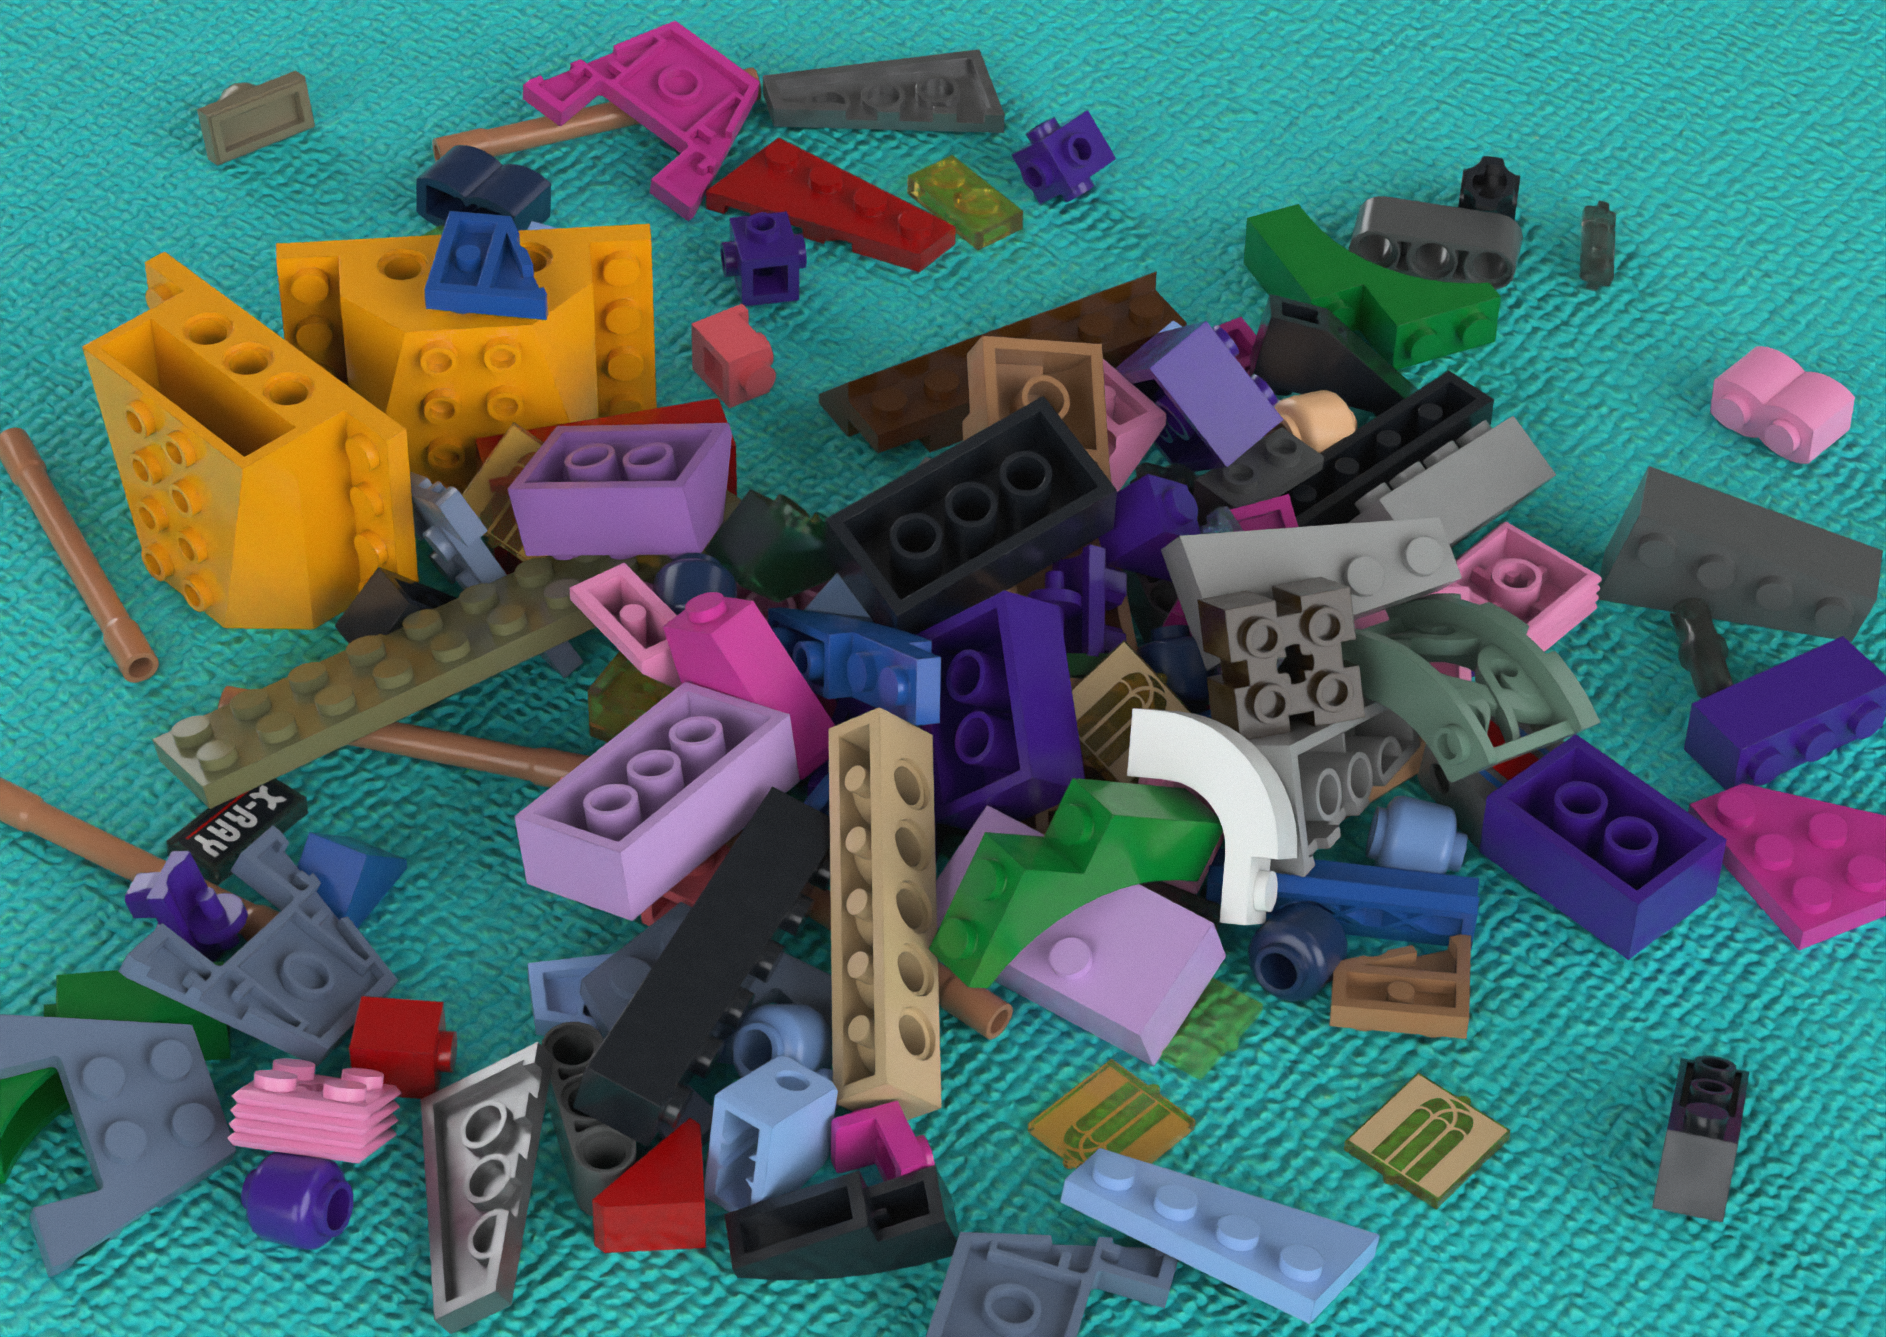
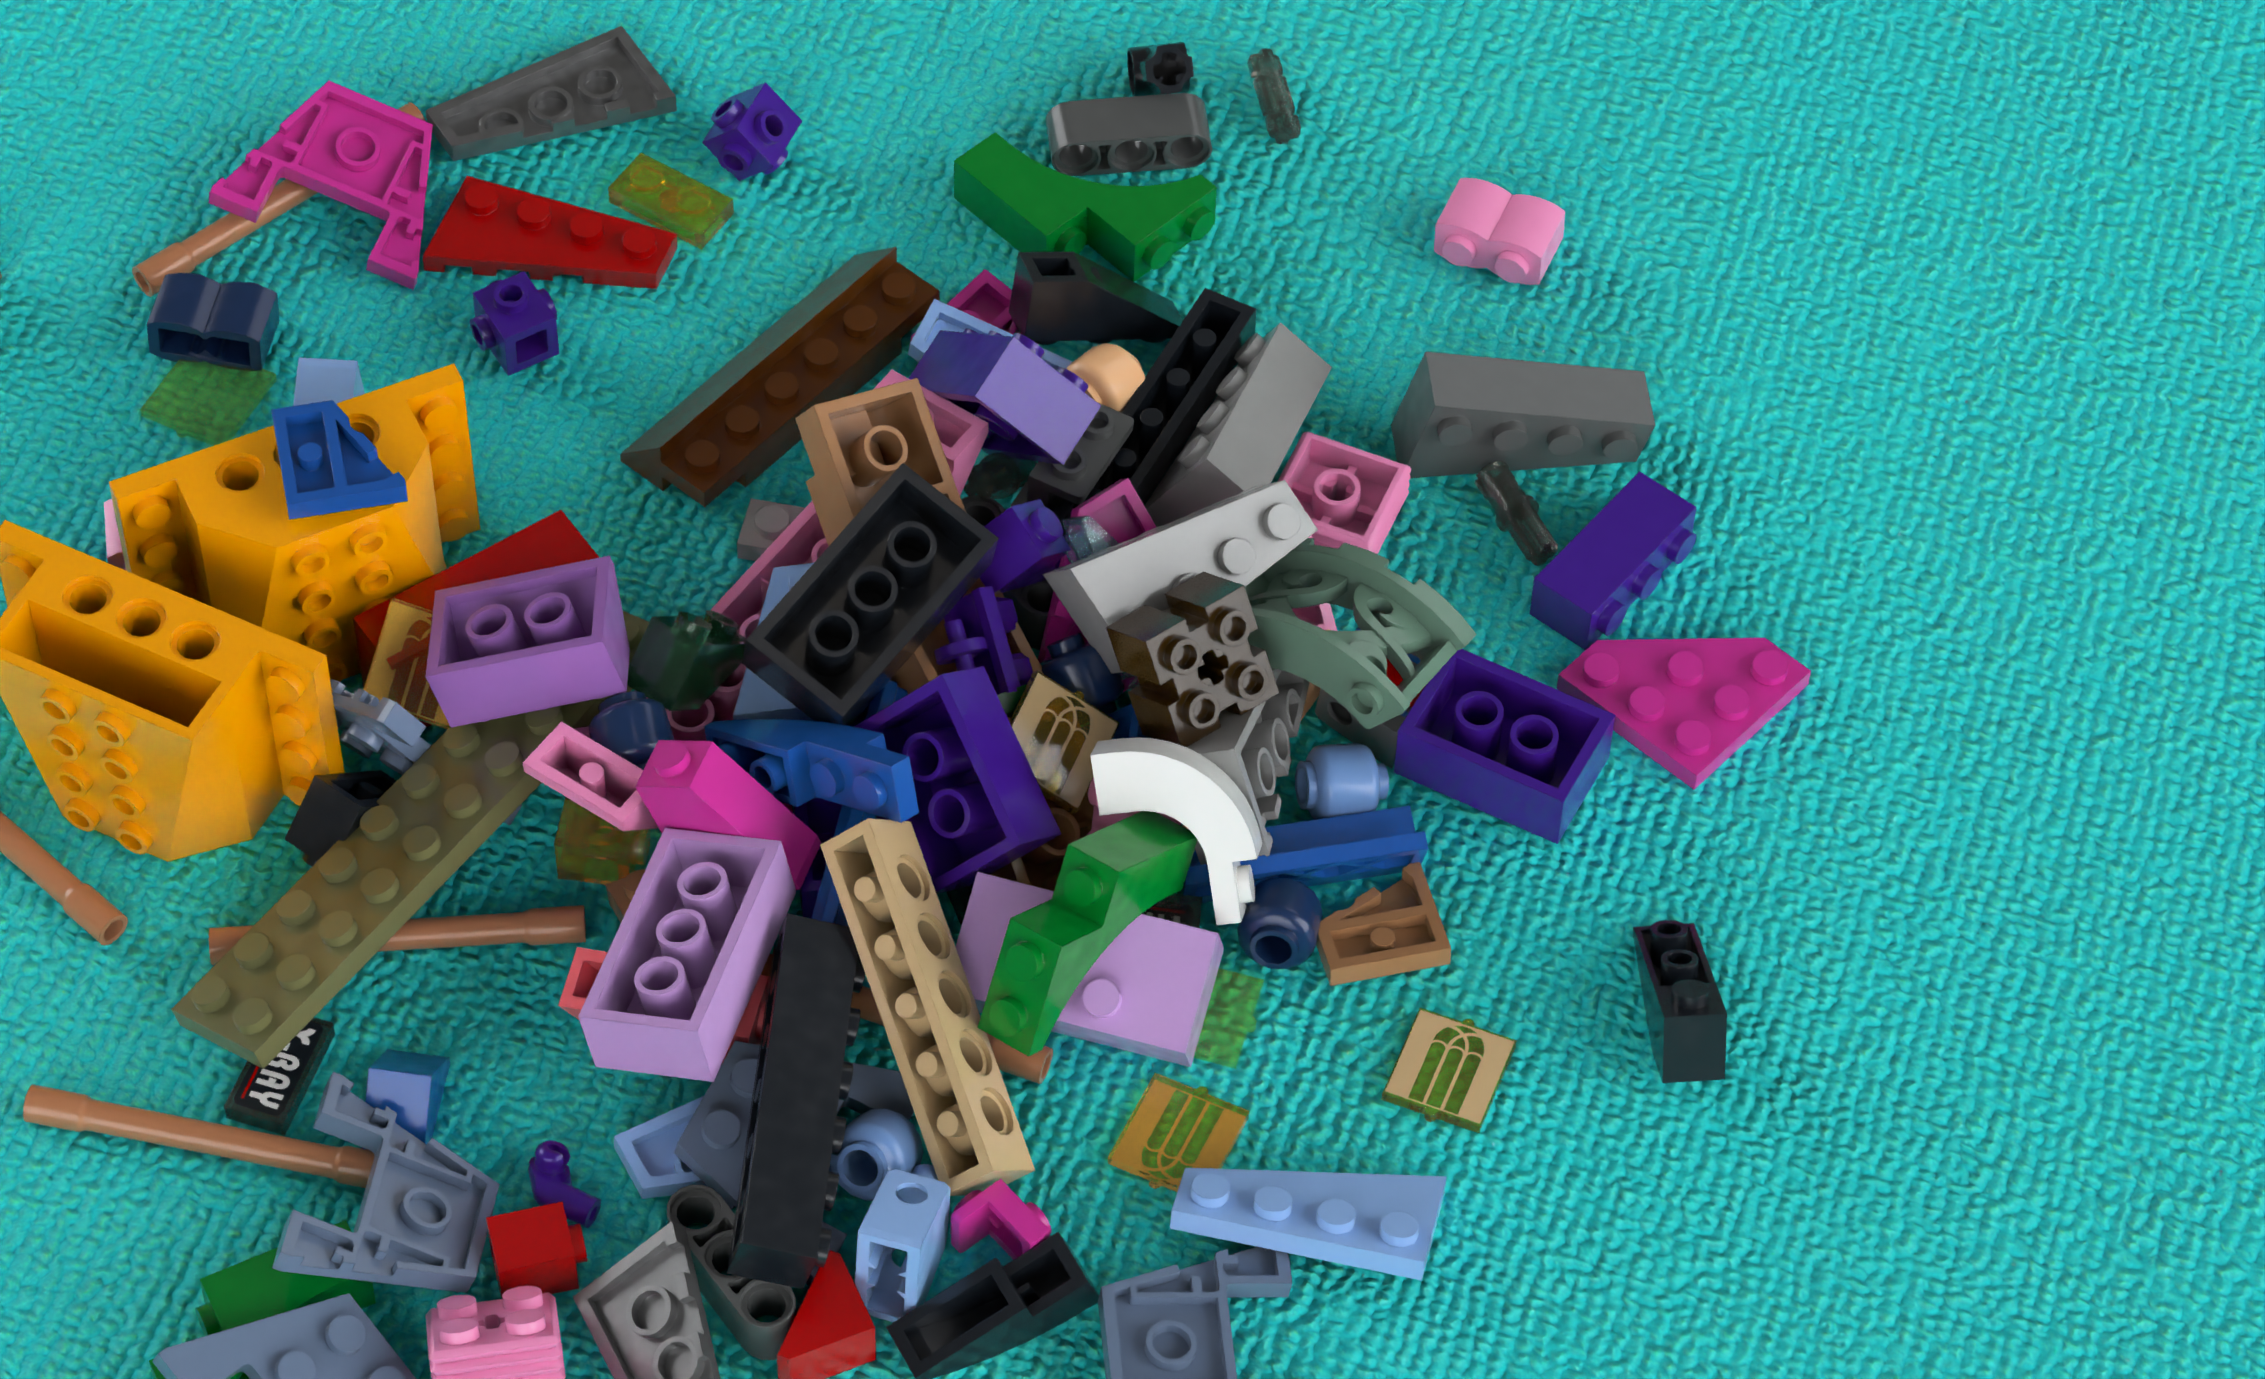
camera: 20 degrees left, 10 degrees up
(188, 906) = (288, 1179): dark purple hips -> none
(456, 988) = (553, 1184): none -> dark purple arm
(732, 356) = (528, 439): coral brick -> none

